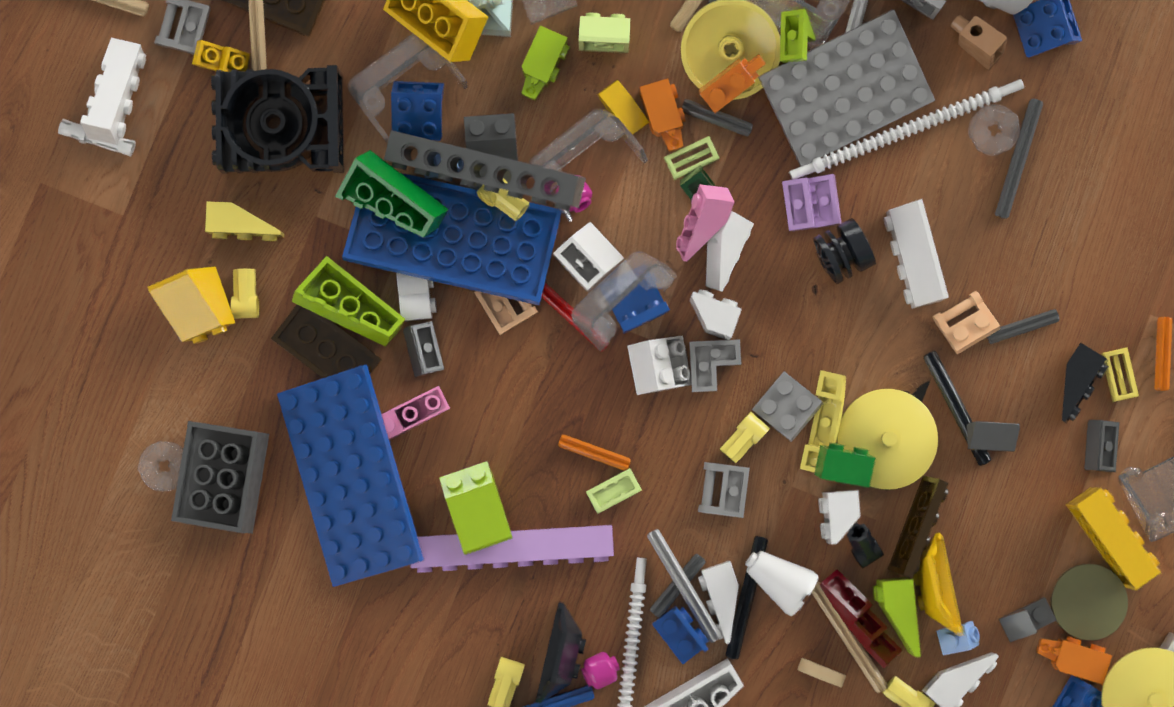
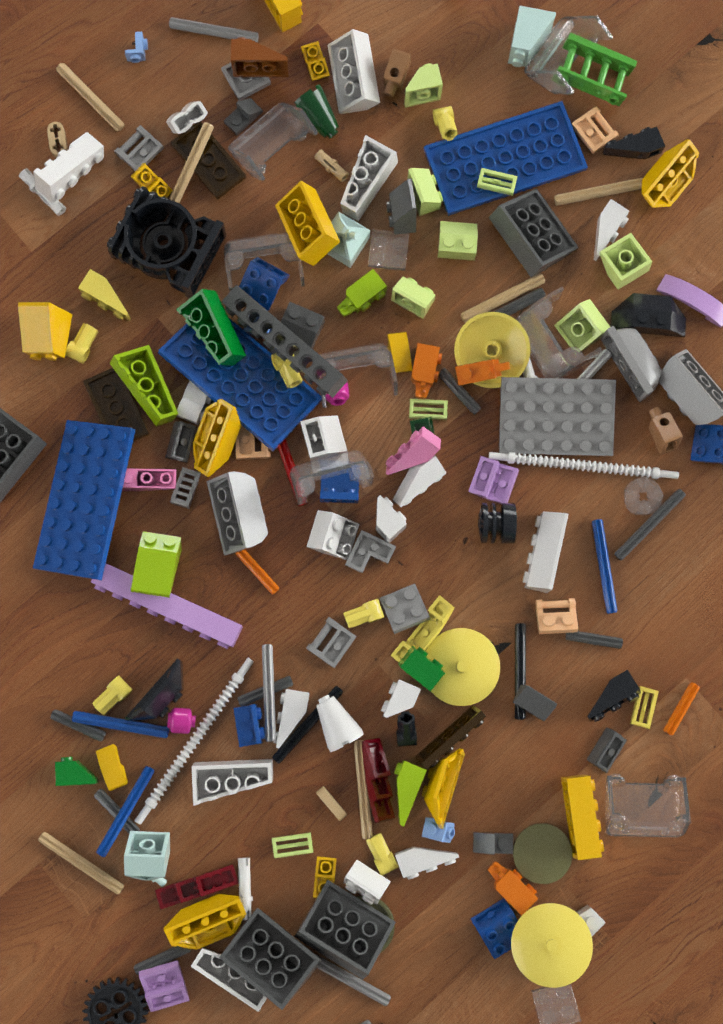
camera: 20 degrees right, 5 degrees down
(74, 67) = (53, 140): none -> tan beam
(459, 420) = (179, 502): none -> light grey slope
(463, 323) = (215, 437): none -> yellow wedge
(536, 397) = (237, 511): none -> light grey windscreen
(613, 491) = (256, 603): yellowish green plate -> none
(795, 34) = (541, 361): lime slope -> none
(991, 235) = (604, 566): none -> blue axle

